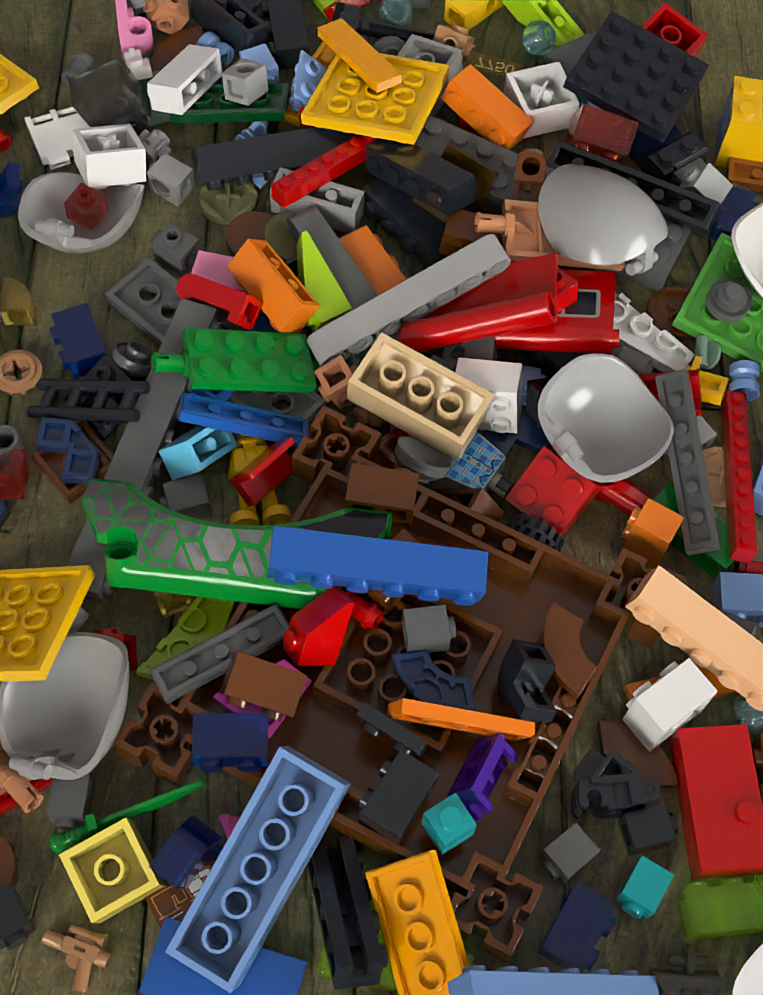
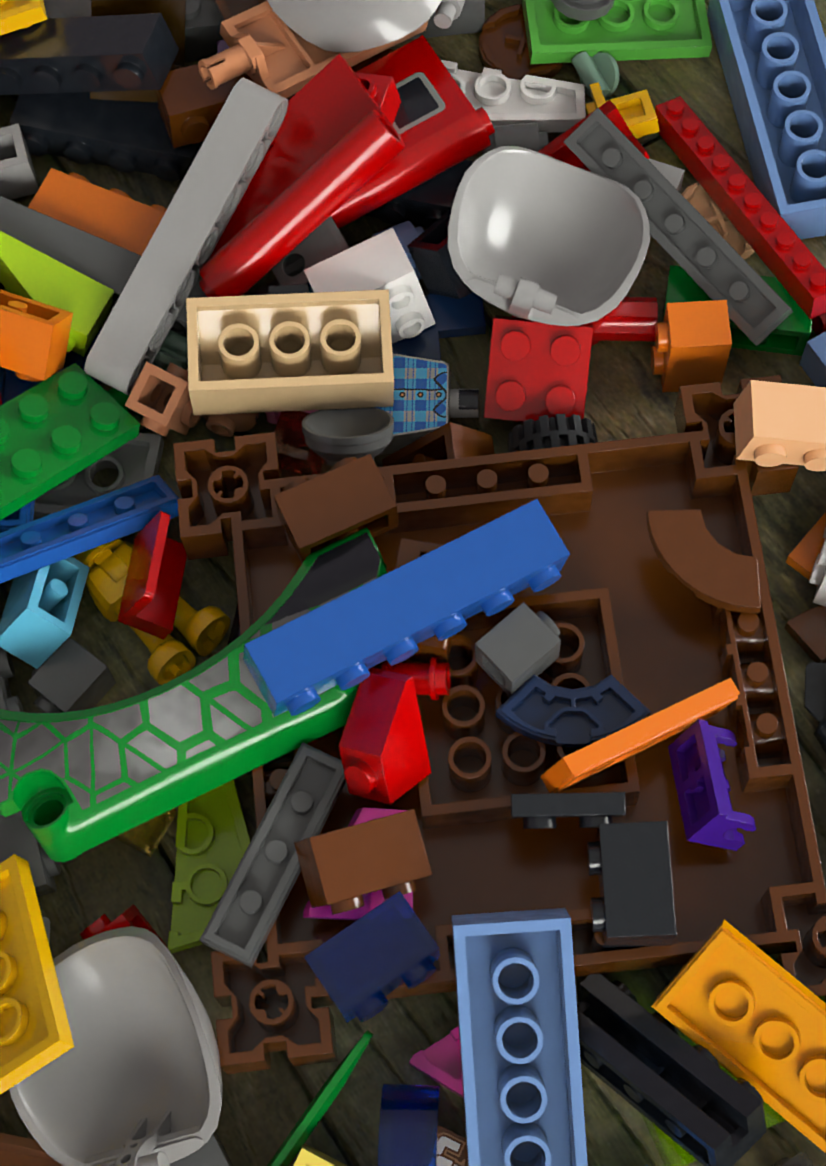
camera: 25 degrees left, 5 degrees up
(448, 823) = (720, 876): teal brick -> none
(523, 681) = (678, 633): black brick -> none
(744, 378) = (665, 79): medium blue wheel -> none

